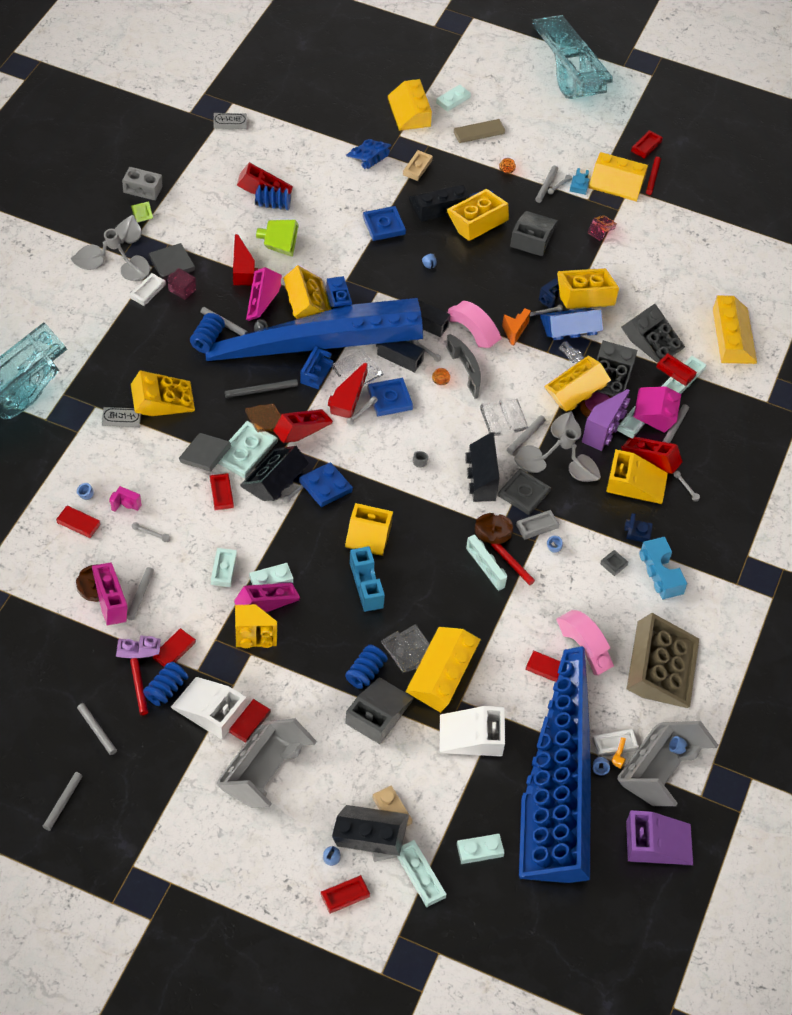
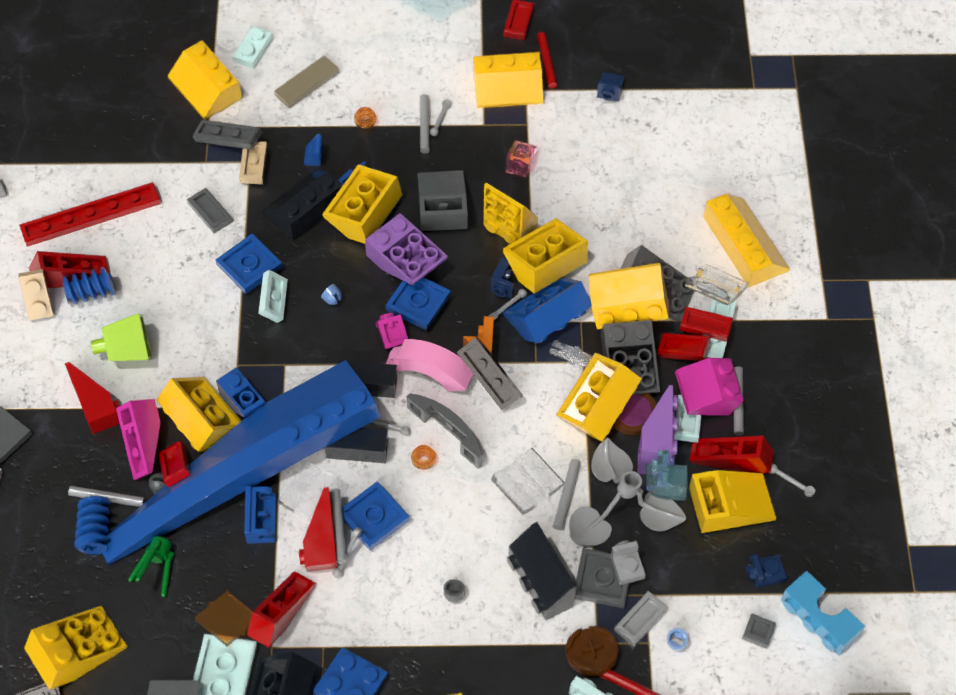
camera: 20 degrees left, 5 degrees up
(181, 283) = (24, 464): clear pink brick -> none
(236, 189) = (35, 294): none -> tan plate
(240, 363) = (156, 552): none -> green plant
(261, 388) = (200, 575): dark grey bar -> none
(276, 317) = (174, 464): none -> red tile
(295, 158) = (89, 214): none -> red tile
(364, 389) = (338, 527): none -> light grey bar
(370, 152) = (183, 167): blue hinge -> none
(374, 184) = (209, 210): none -> dark grey tile
(390, 247) = (273, 296): none -> light aqua plate
(408, 142) = (227, 134): none -> dark grey tile
(458, 293) = (391, 330): none -> dark pink bracket
(462, 174) = (314, 151): none -> blue slope
(486, 285) = (418, 302): none -> blue plate
(490, 250) = (403, 250): none -> medium lavender slope
(510, 342) = (489, 373): none -> plate
(544, 485) = (627, 562): none -> light grey bracket
(571, 252) = (506, 215): none -> yellow slope
(580, 182) = (463, 105): dark azure plate -> none
(597, 449) = (666, 480): none -> clear light blue brick
(630, 329) = (629, 295): none -> yellow slope
(653, 377) = (684, 346): none -> red tile
(689, 206) = (610, 86): none -> dark blue bracket
(697, 350) = (716, 284): none -> clear slope

